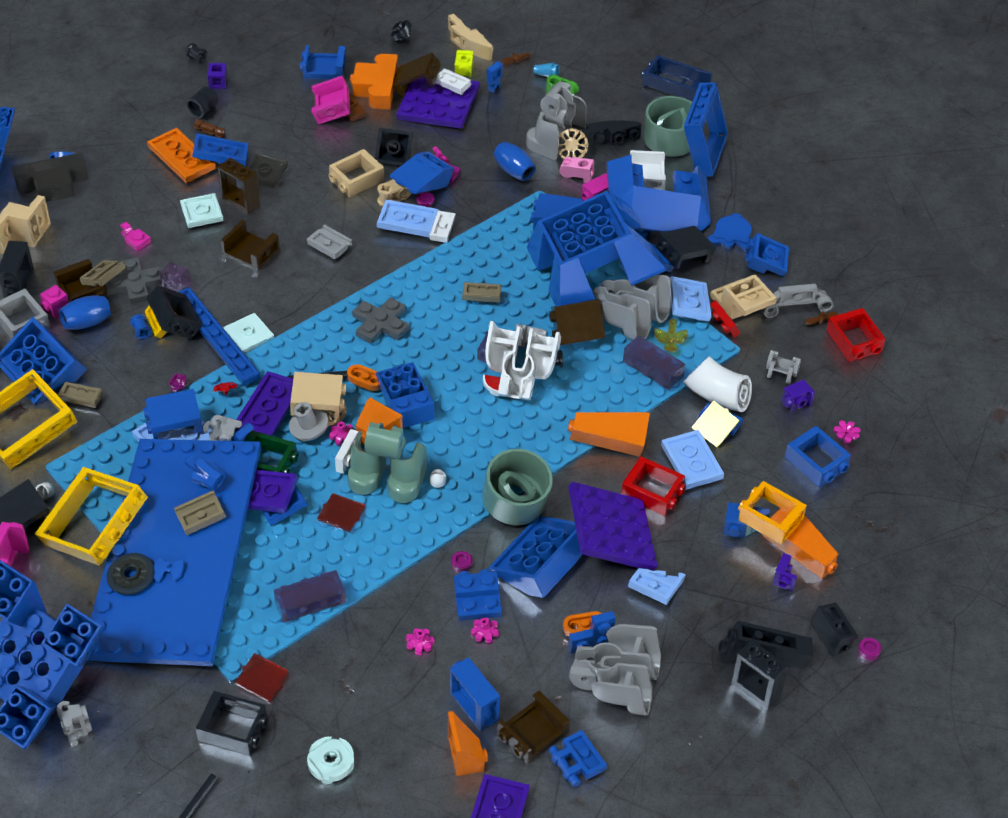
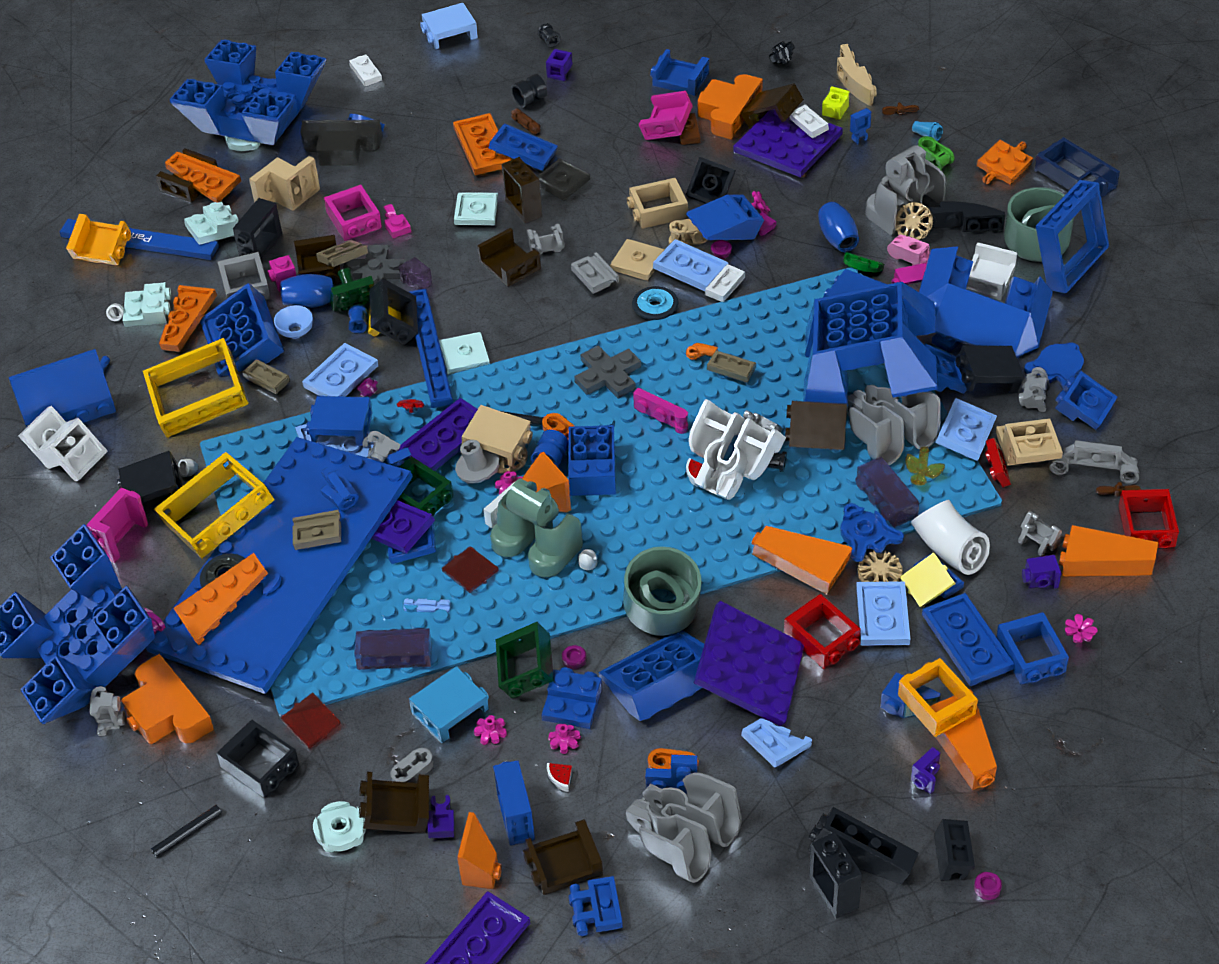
camera: 25 degrees right, 0 degrees up
(44, 113) = (365, 70): none -> white plate
(84, 226) = (349, 200): none -> dark pink window
(84, 337) = (293, 317): none -> light blue piece
(102, 59) = (447, 23): none -> light blue panel
(124, 701) = (164, 705): none -> orange brick
(127, 303) = (350, 291): none -> dark green plate
(132, 599) = (208, 605): none -> orange wing
(147, 375) = (340, 372): none -> light blue plate
(280, 225) = (548, 242): none -> light grey piece
(319, 552) = (428, 605): none -> light blue axle
(359, 223) = (636, 259): none -> tan plate
(362, 391) = (553, 444): none -> blue wheel
(365, 690) = (411, 767): none -> light grey beam
(373, 725) = (395, 804): none -> dark brown panel
(376, 628) = (448, 702): none -> dark azure panel
(402, 257) = (666, 297): none -> wheel
(409, 565) = (510, 646): none -> dark green window
(415, 728) = (441, 819): none -> dark purple plate
(442, 341) = (661, 410): none -> dark pink plate
(450, 284) = (698, 350): none -> orange arm
(496, 661) = (560, 775): none -> red tile
(547, 187) = (862, 263): none -> green tile
(617, 84) = (1004, 162): none -> orange plate
(650, 397) = (866, 531): none -> blue tile
(671, 425) = (880, 569): none -> tan wheel
(726, 256) = (1035, 390): none -> light grey piece
(765, 461) = (967, 639): none -> blue plate
(838, 369) = (1106, 554): none -> orange slope

